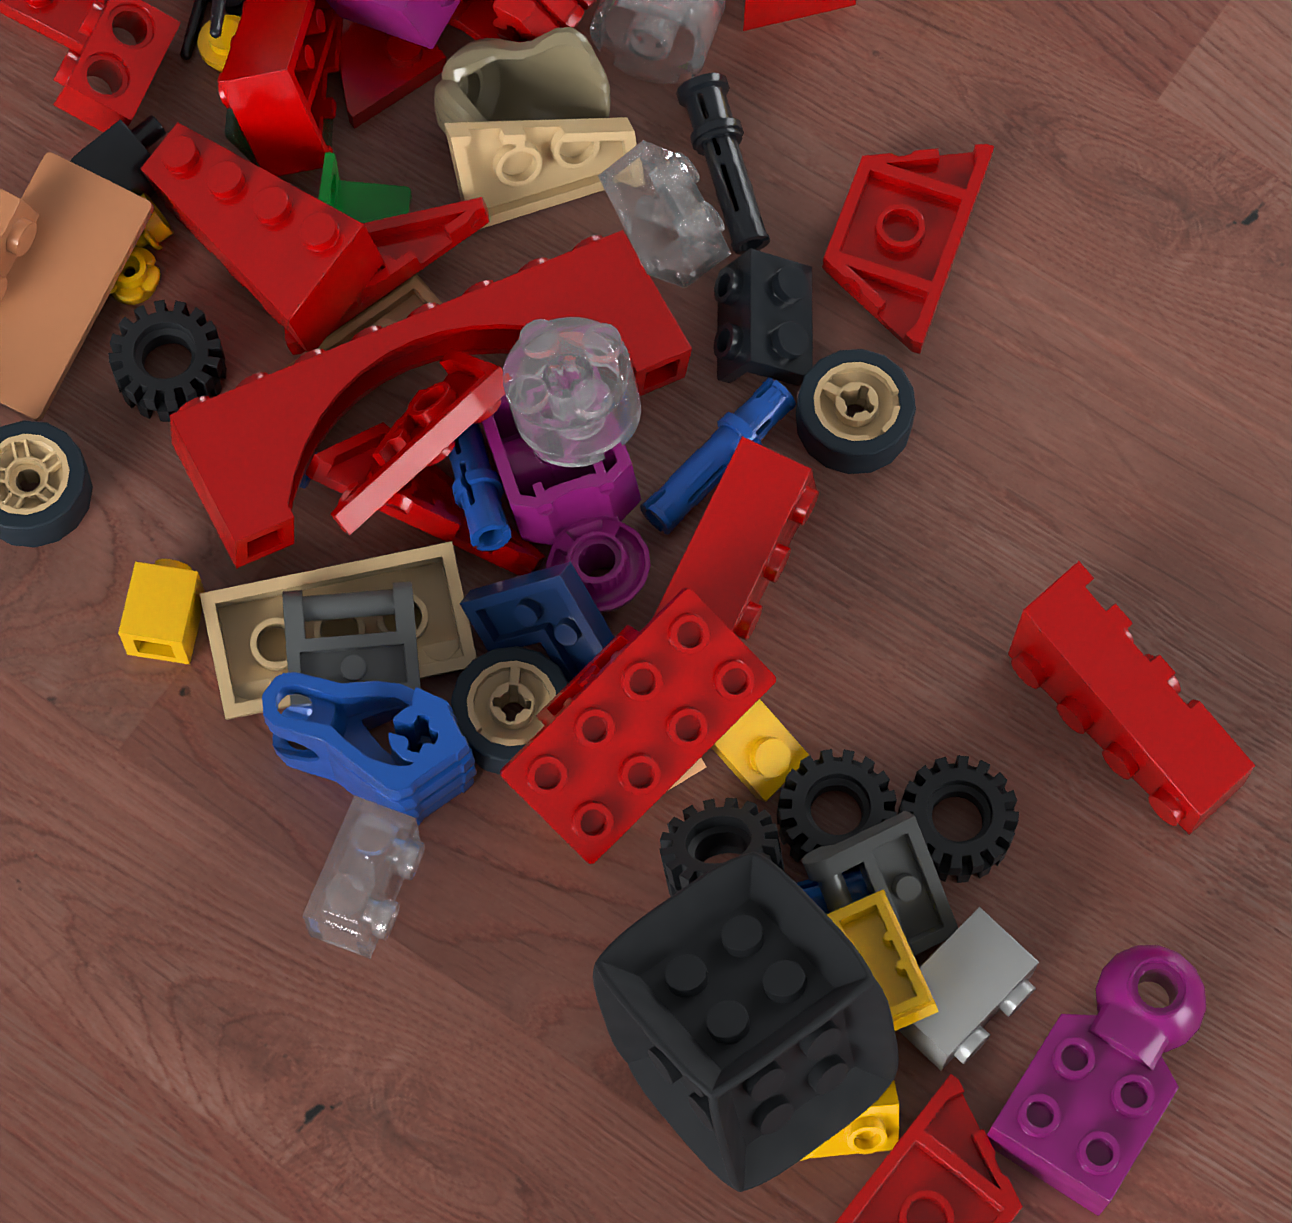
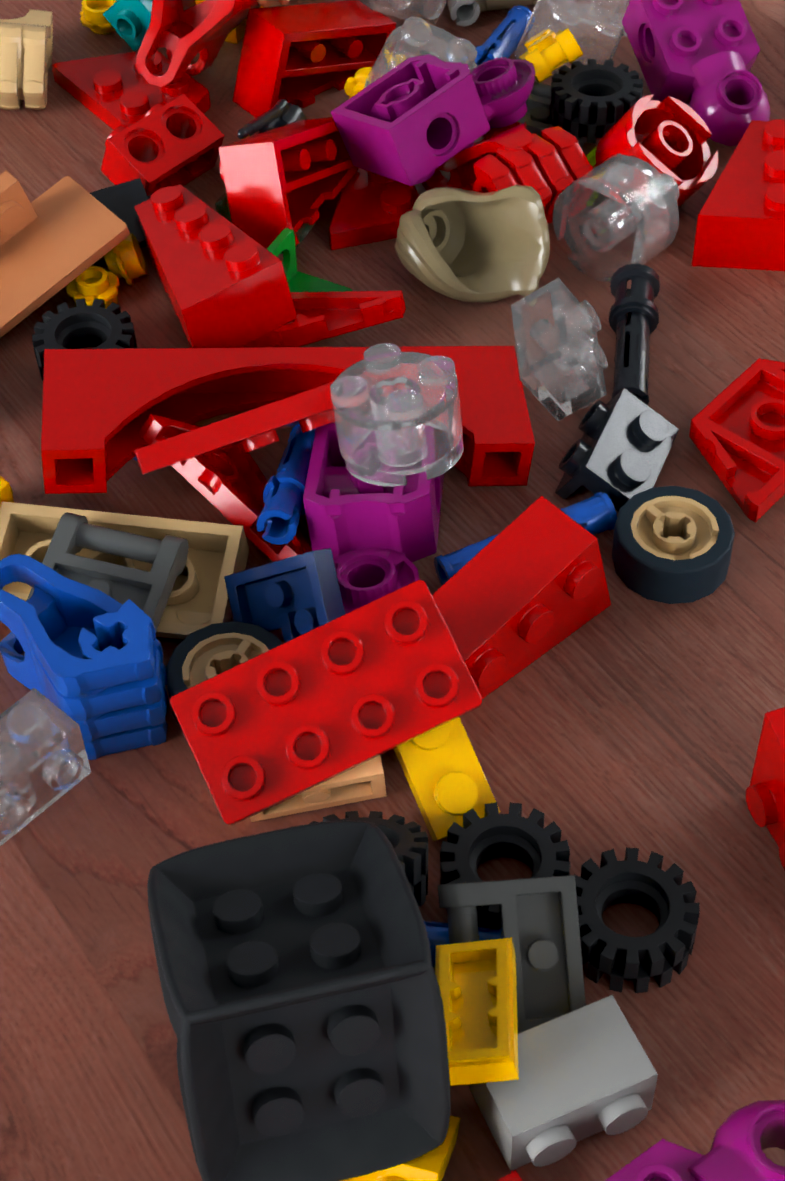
camera: 25 degrees right, 20 degrees down
(534, 162) = (454, 285): tan wing -> none

